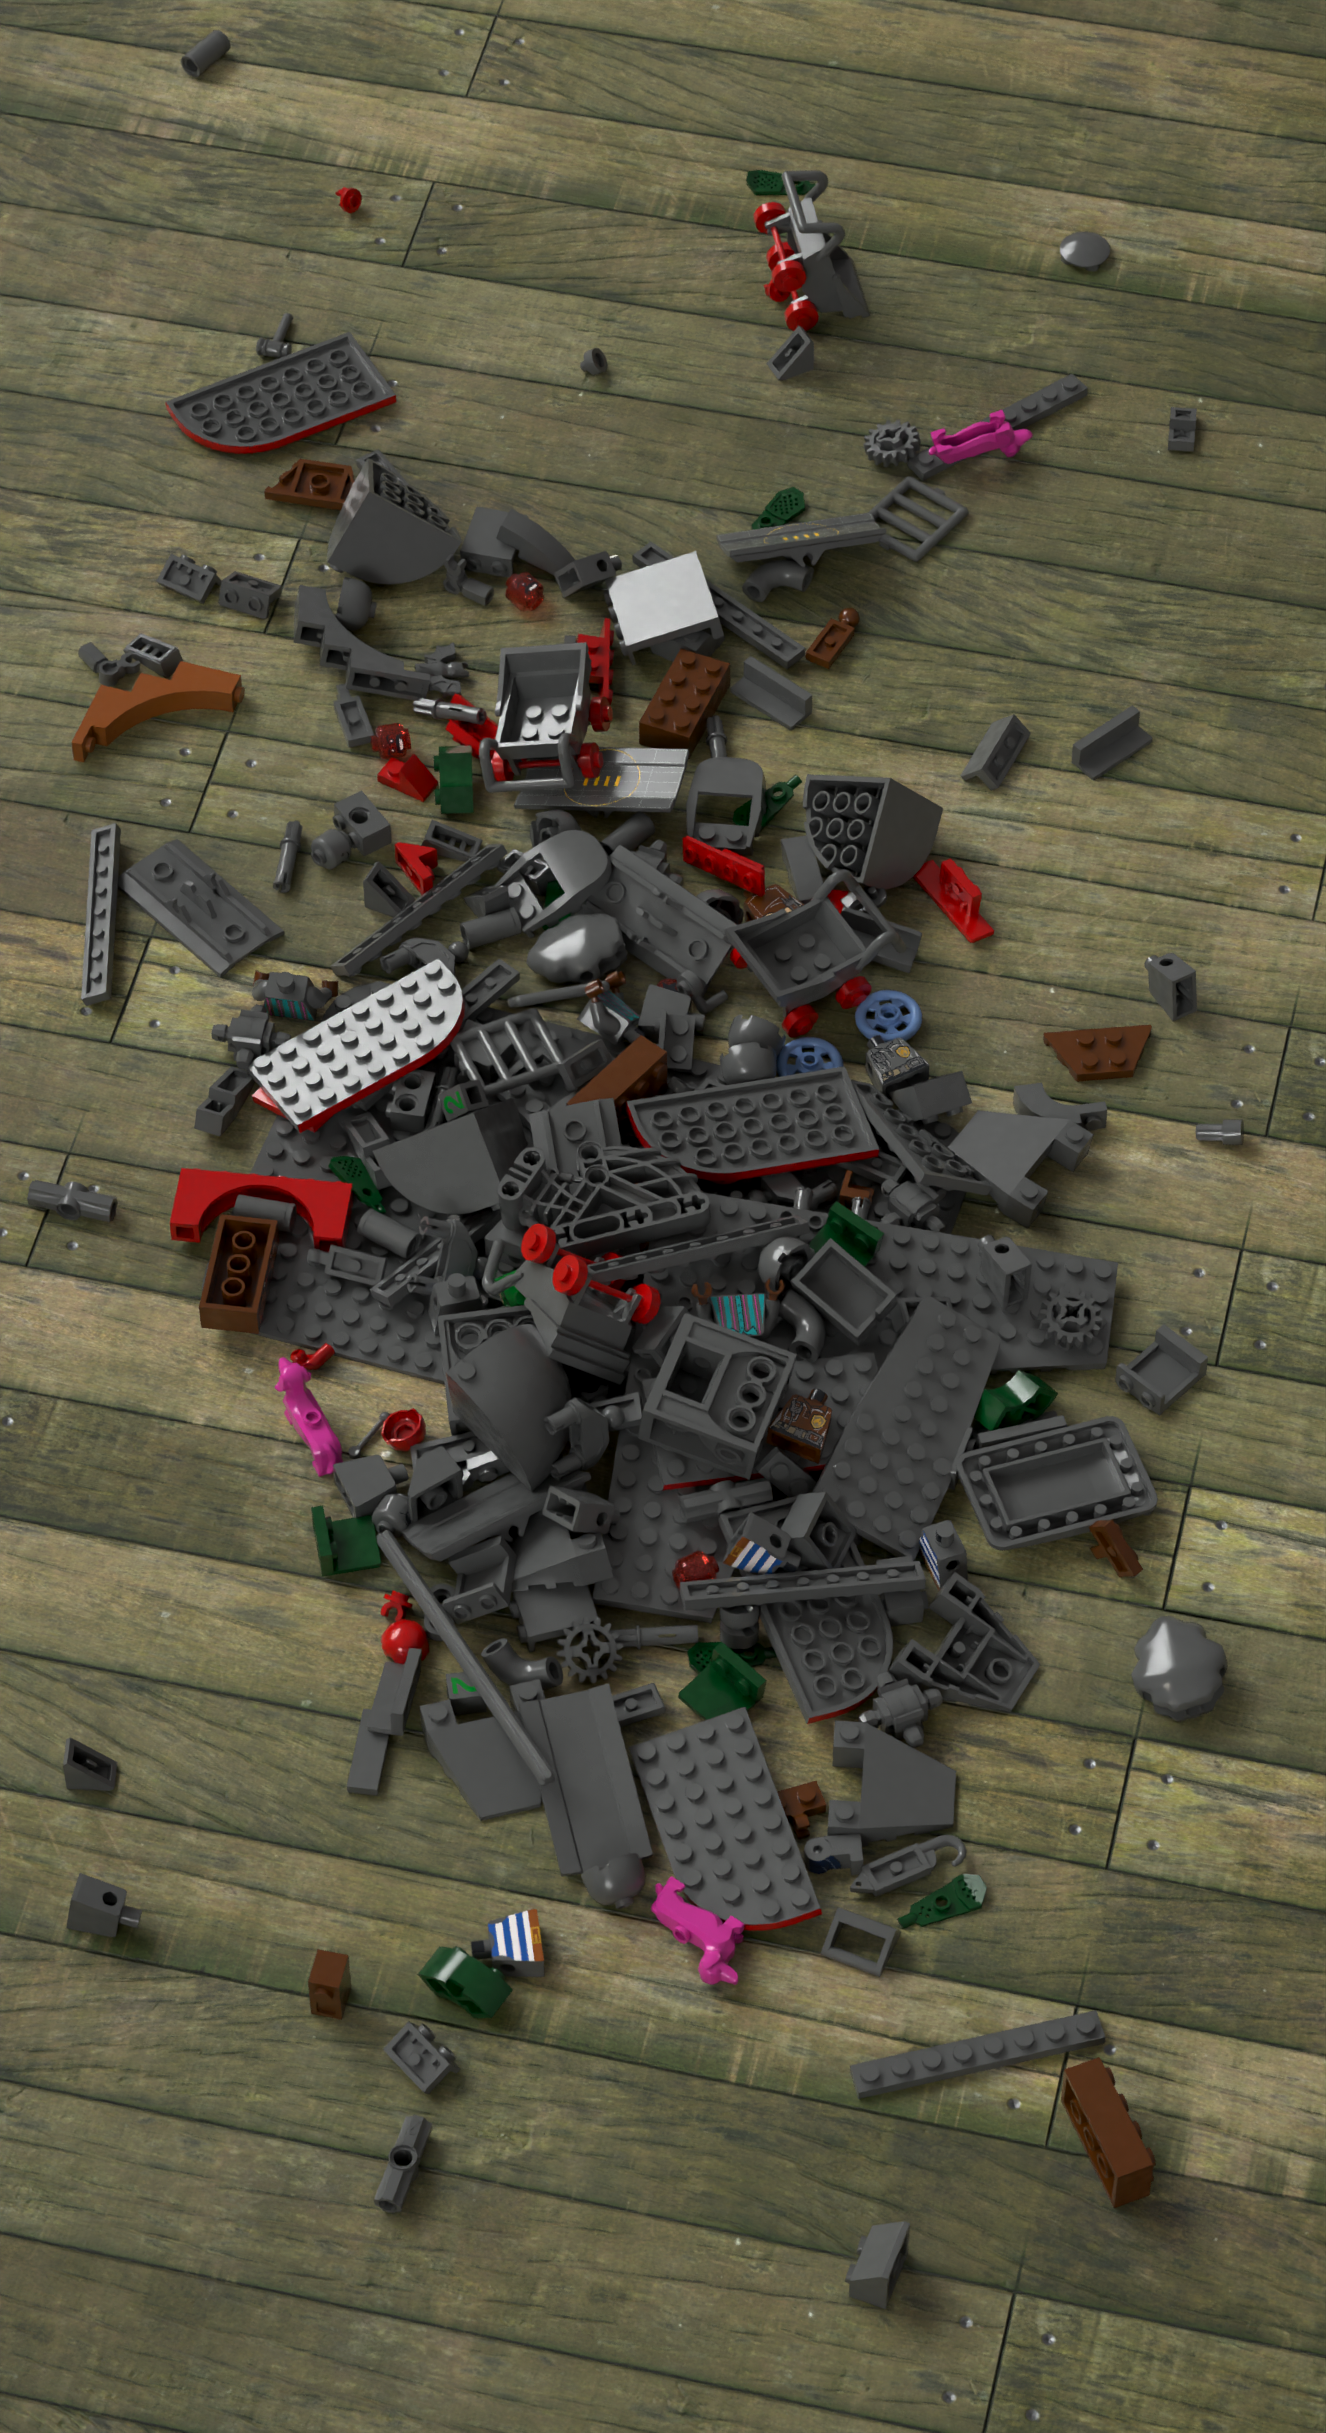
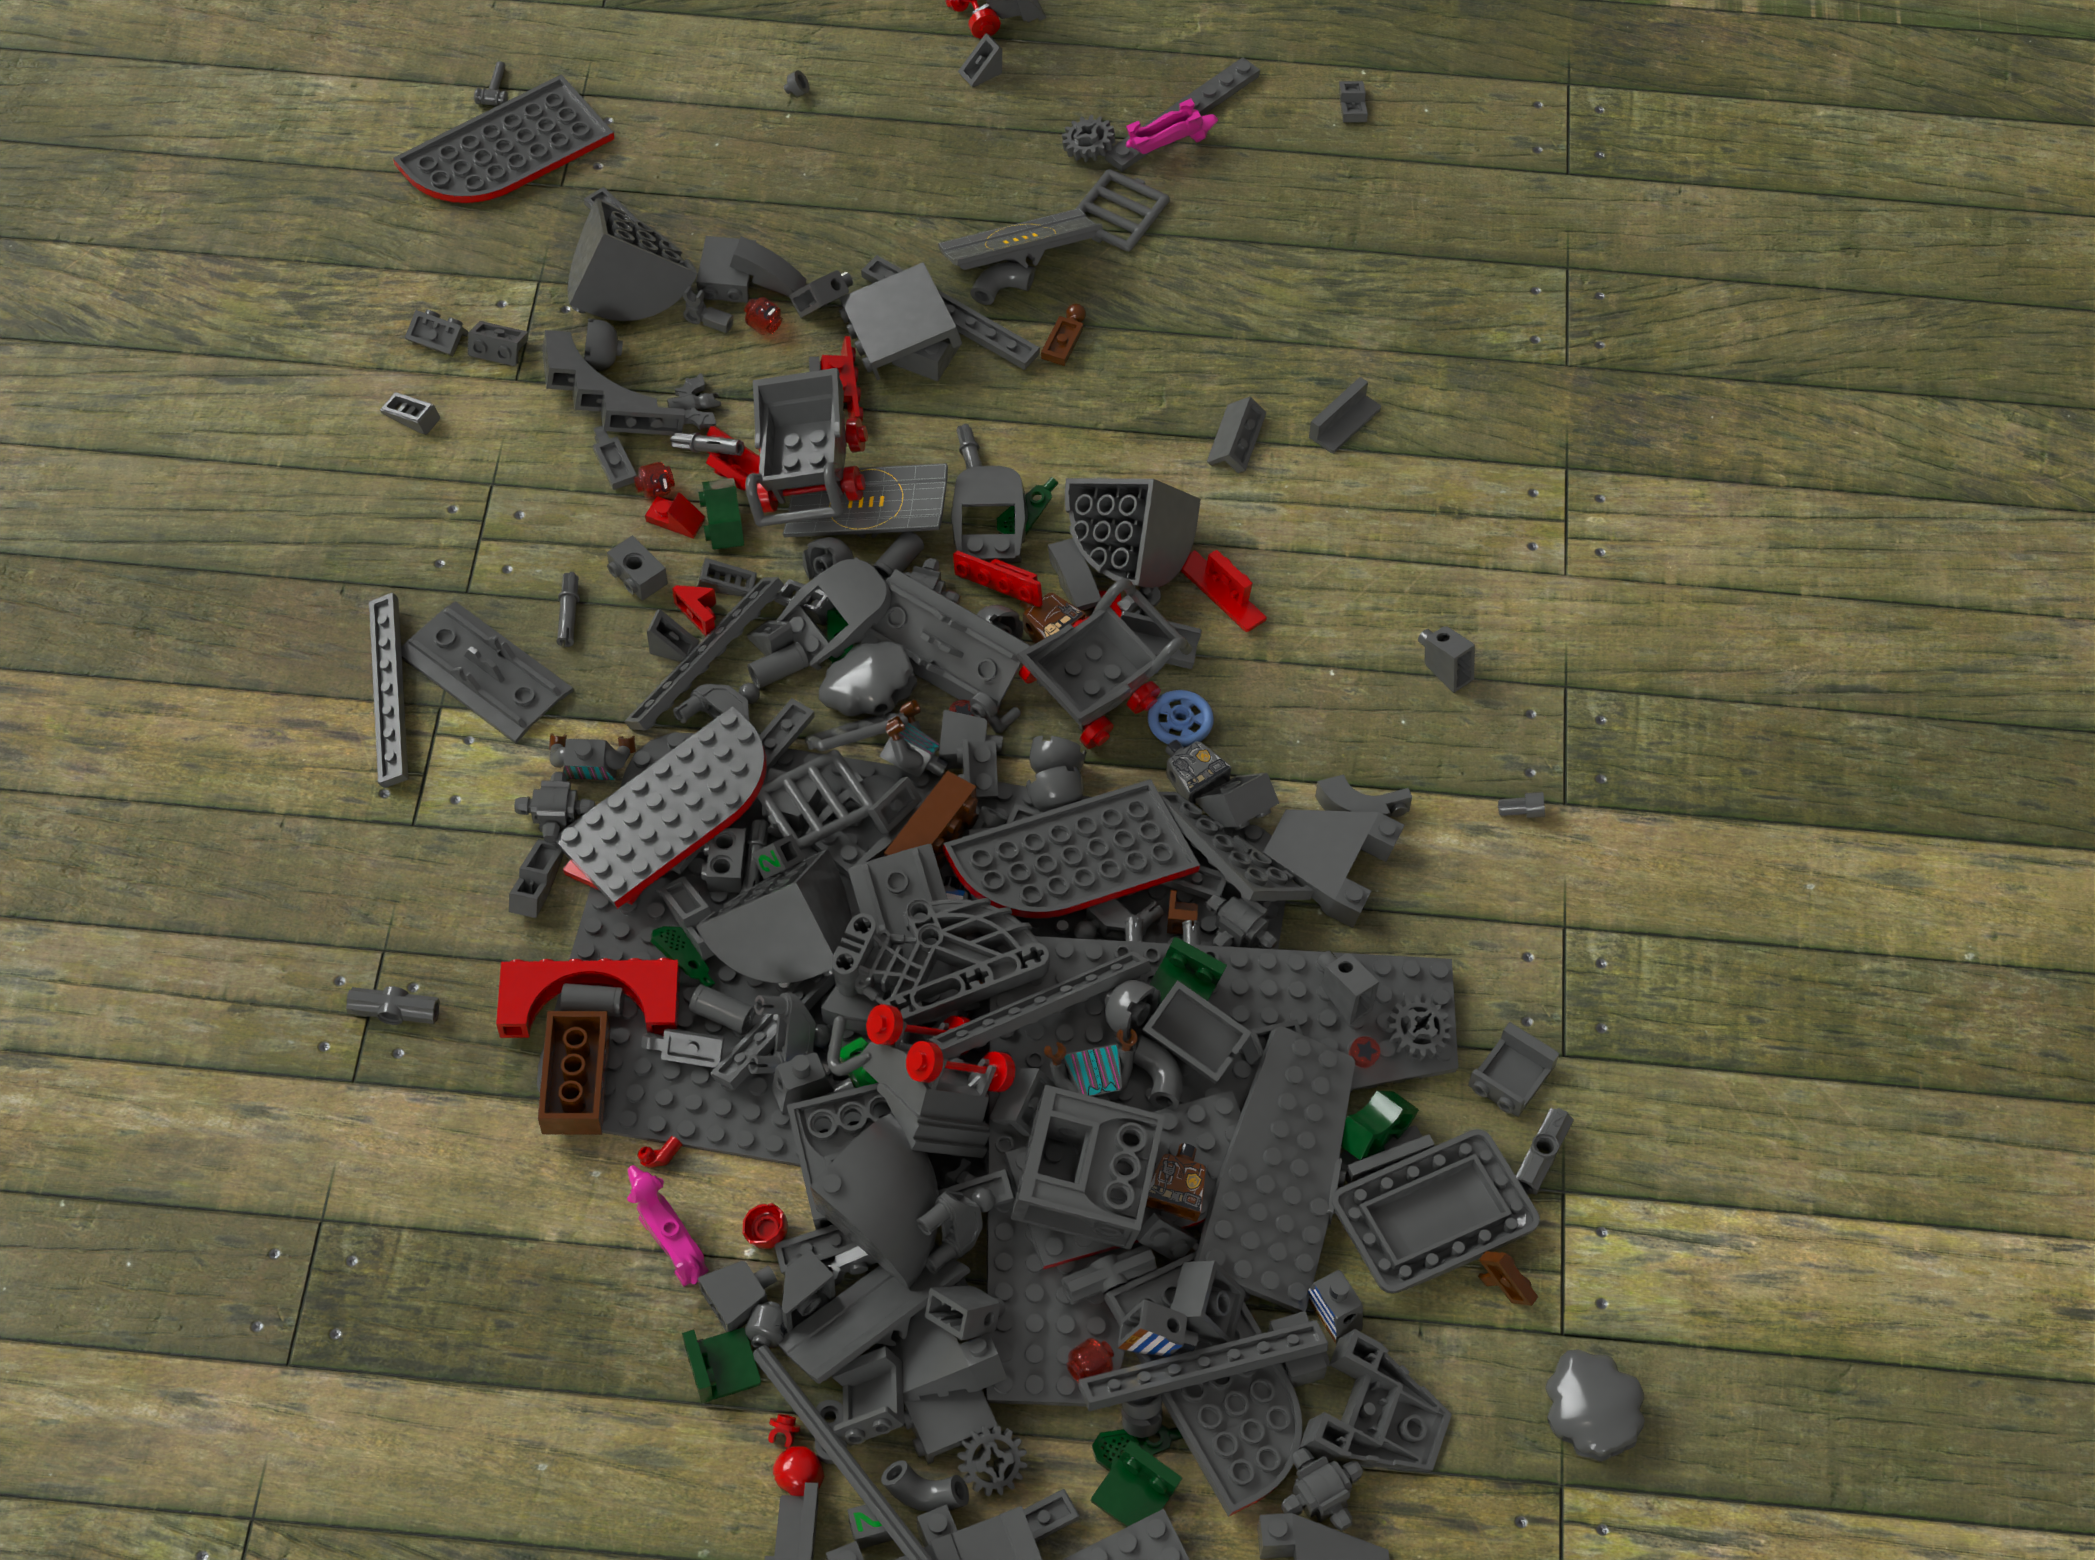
camera: 10 degrees left, 5 degrees up
(108, 671) = (367, 433): dark grey bar -> none
(119, 710) = (382, 473): dark orange arch -> none
(313, 484) = (546, 227): reddish brown wing -> none
(331, 849) = (609, 597): dark grey head -> none
(354, 1451) = (717, 1253): dark grey hinge -> none
(650, 1636) = (1058, 1431): dark grey axle -> none
(684, 702) = (933, 414): reddish brown brick -> none
(773, 694) = (1015, 397): dark grey panel -> none
(781, 509) = (994, 212): dark green piece -> none
(794, 1049) = (1120, 757): medium blue plate -> none
(1013, 1334) = (1364, 1051): none -> clear red tile
(1100, 1052) = (1390, 732): reddish brown wing -> none
(1184, 1434) = (1549, 1137): none -> dark grey piece

